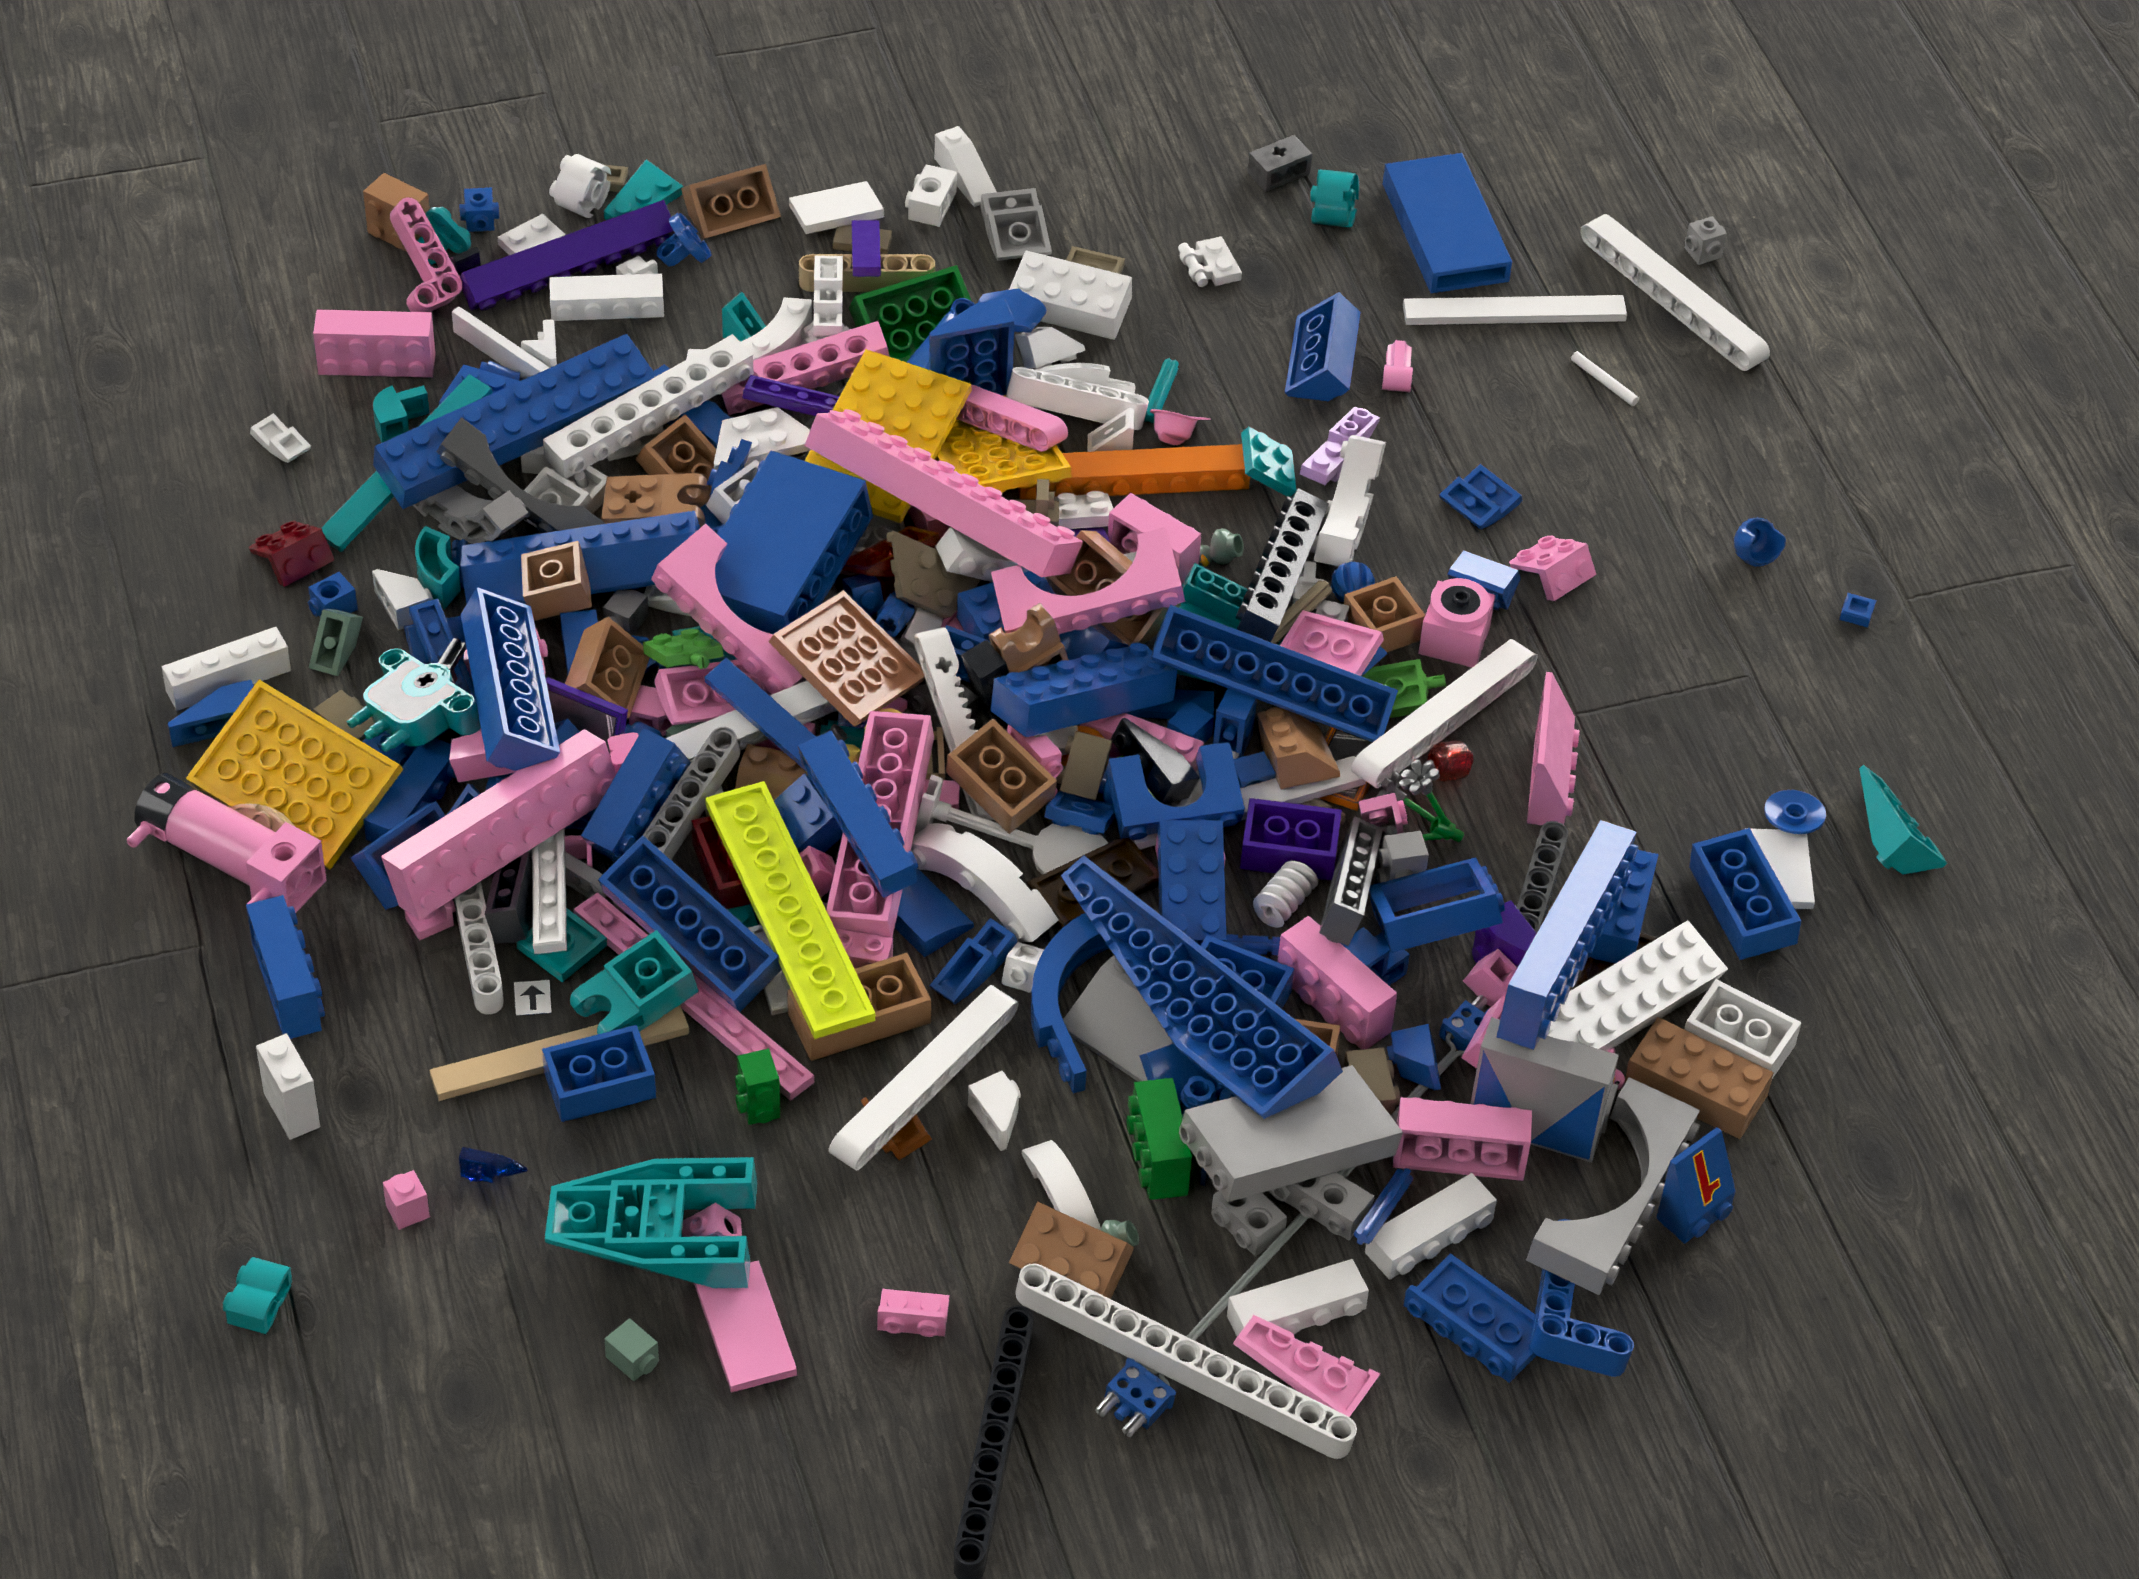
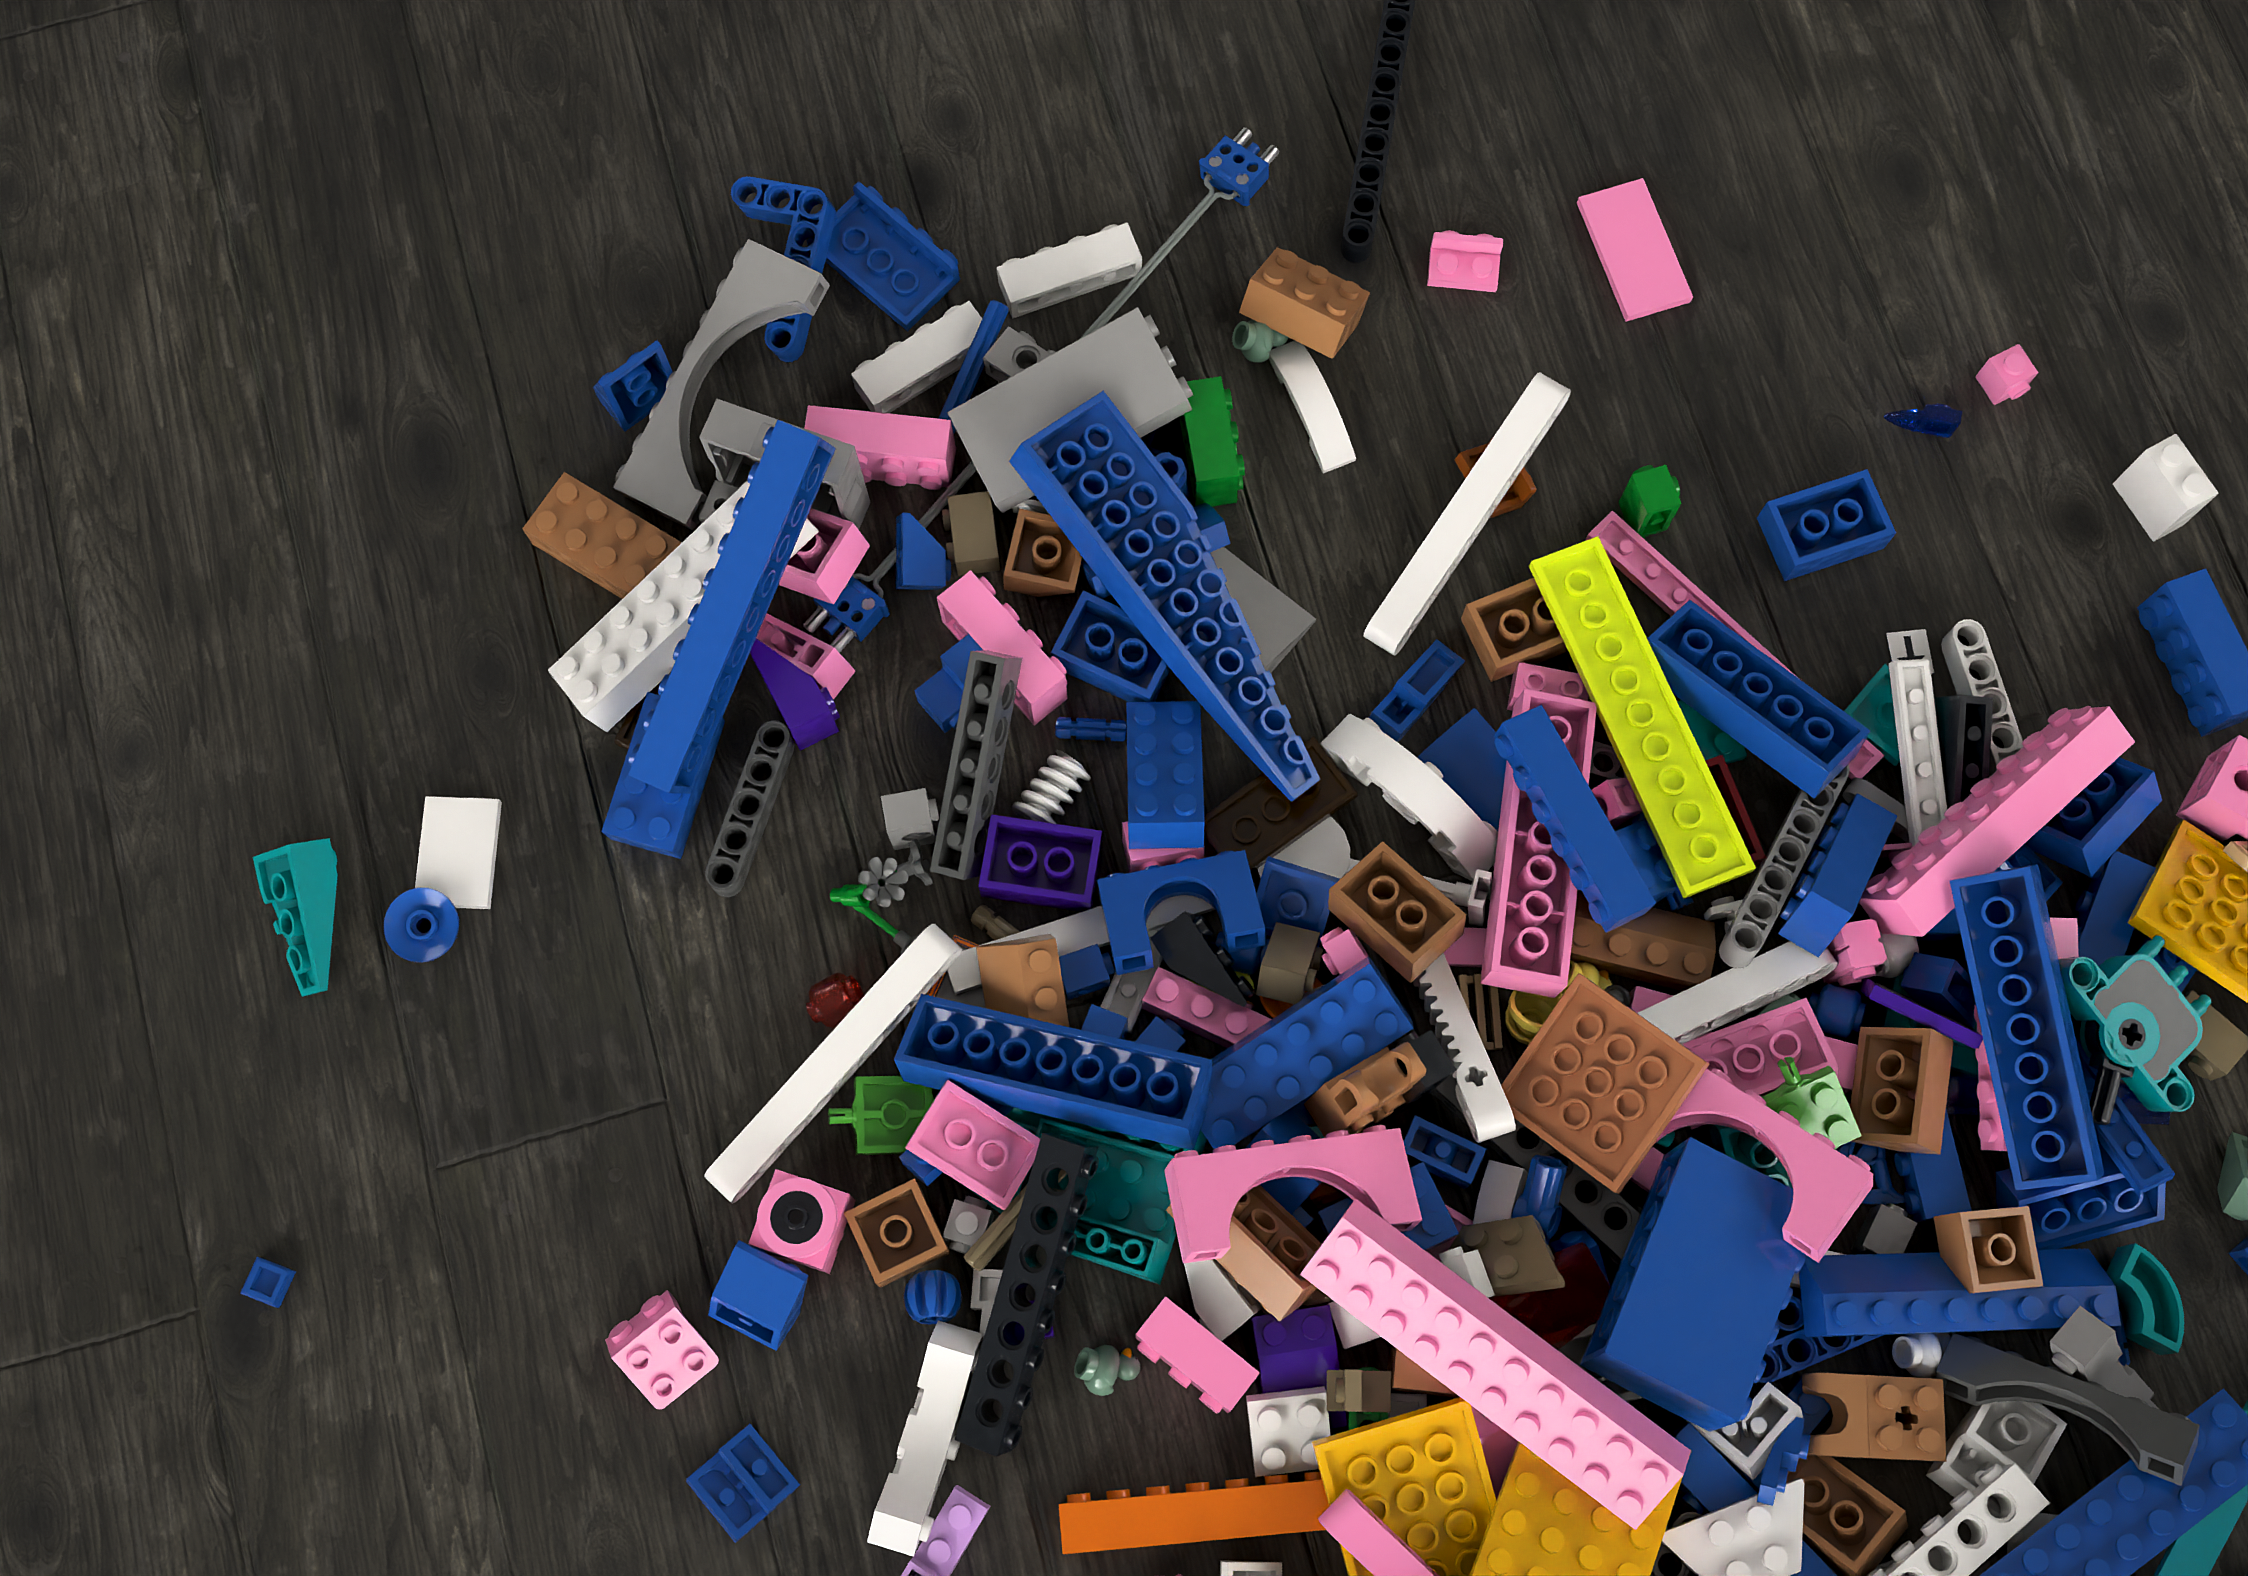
camera: 175 degrees left, 25 degrees up
(258, 1295) = (2136, 268): teal brick -> none
(398, 594) = (2182, 1252): white slope -> none
(527, 1059) = (1870, 574): tan tile -> none
(632, 1350) = (1746, 211): sand green brick -> none
(636, 986) = (1800, 619): teal brick -> none
(639, 1212) = (1767, 333): teal wedge -> none
(711, 1223) = (1684, 350): bright pink bracket -> none
(759, 708) = (1683, 987): blue tile -> none
(995, 1106) = (1386, 500): white slope -> none
(1021, 966) = (1357, 691): white bracket -> none
(1060, 958) = (1334, 633): blue arch -> none
(1193, 1374) = (1200, 199): white beam -> none
(1268, 461) = (1032, 1528): teal plate -> none
(1306, 1366) = (1061, 189): bright pink wing -> none
(1381, 808) = (928, 897): bright pink bracket -> none
(1442, 920) = (874, 660): blue window -> none
(1553, 757) = (710, 986): bright pink slope -> none
(1744, 1026) = (546, 592): white brick -> none
(1745, 894) = (506, 789): blue brick -> none
(1758, 542) = (377, 1386): blue hair -> none

